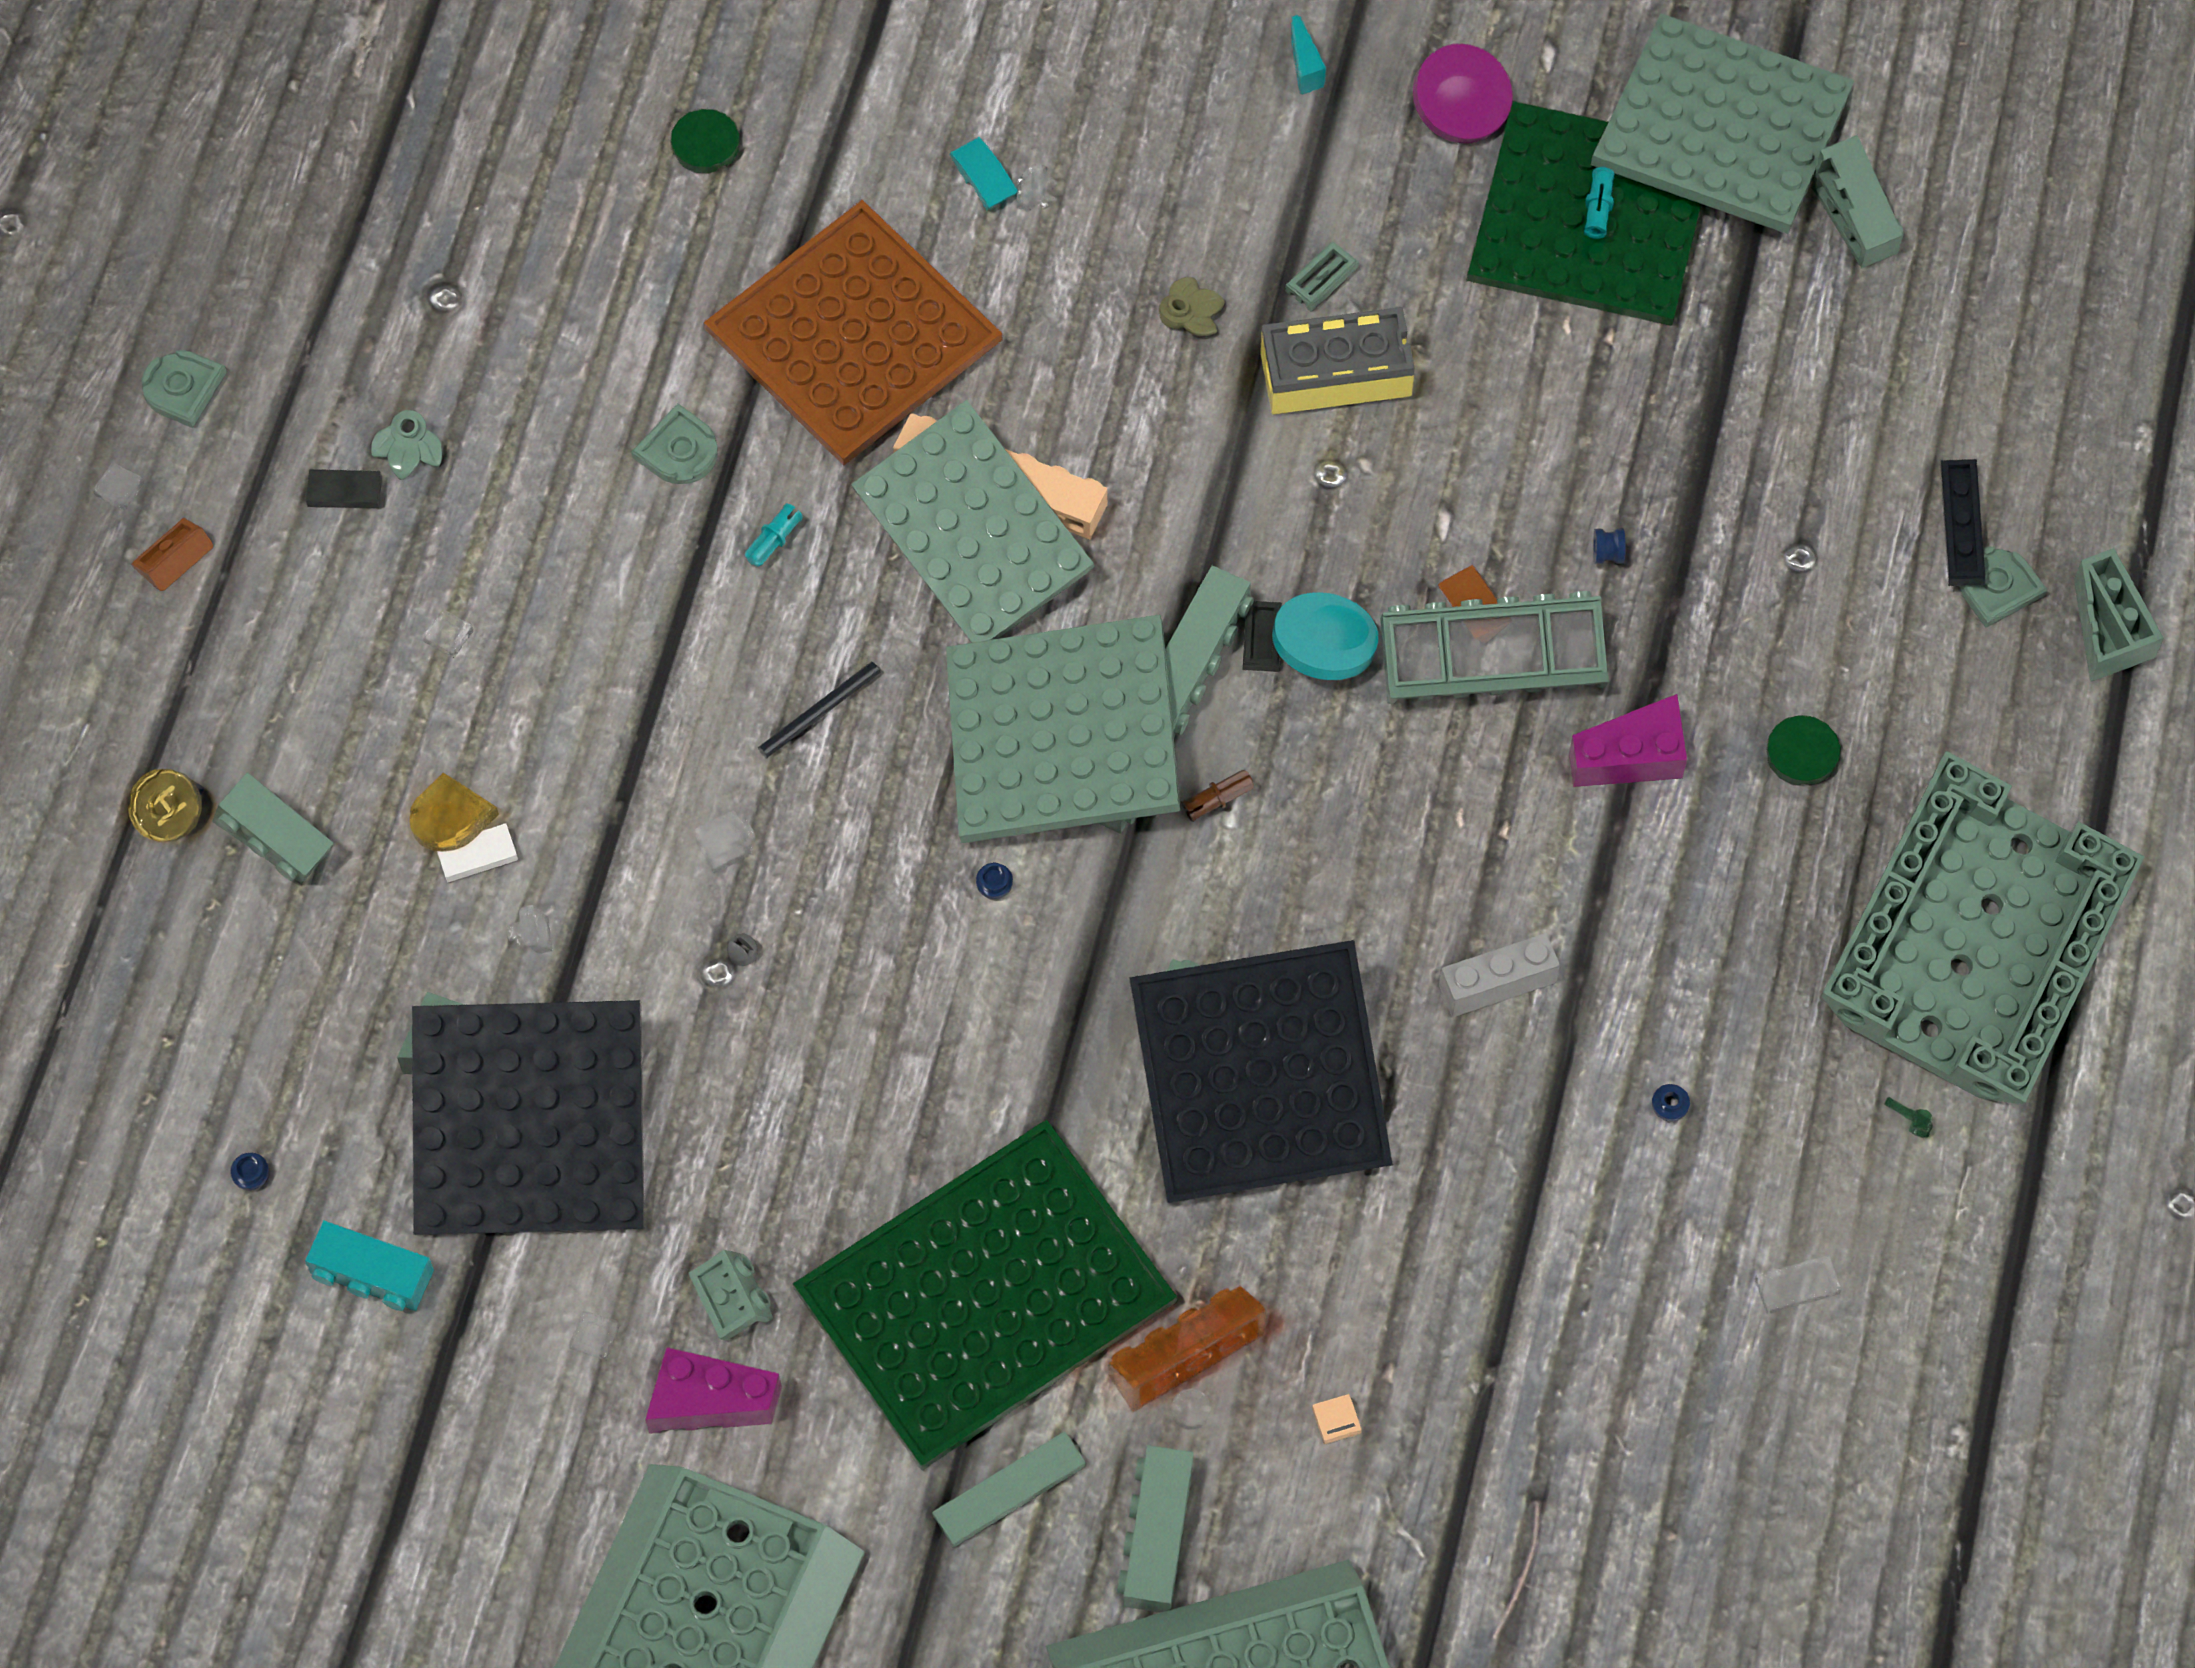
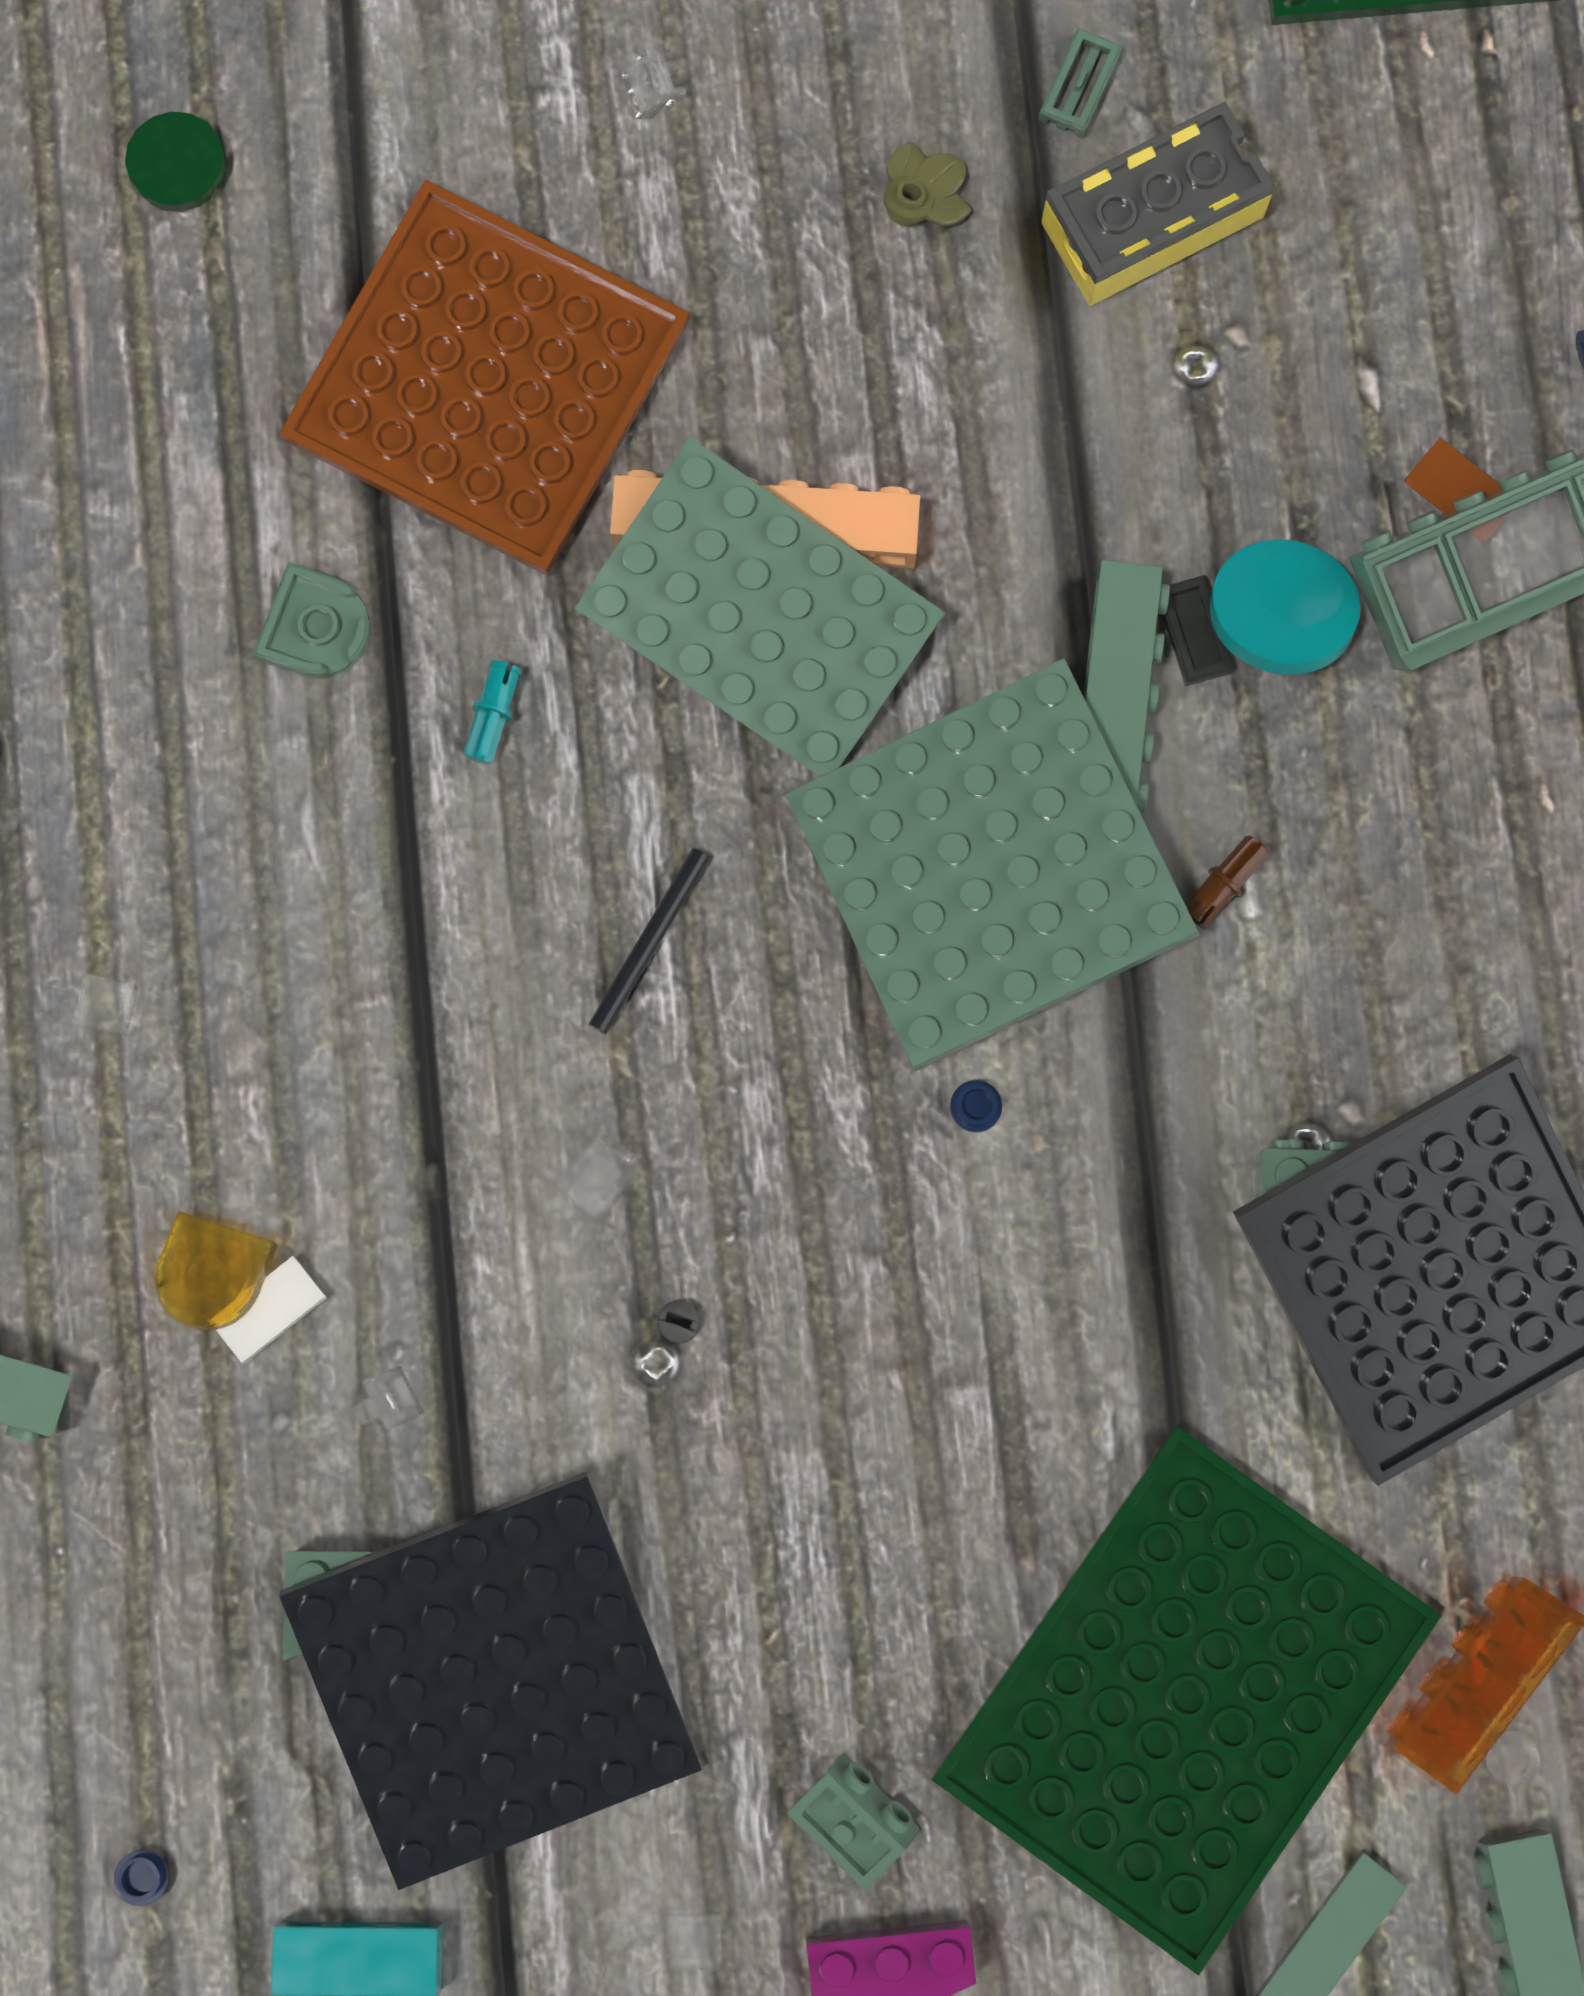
camera: 20 degrees left, 15 degrees up
(984, 172) = (574, 82): teal slope -> none

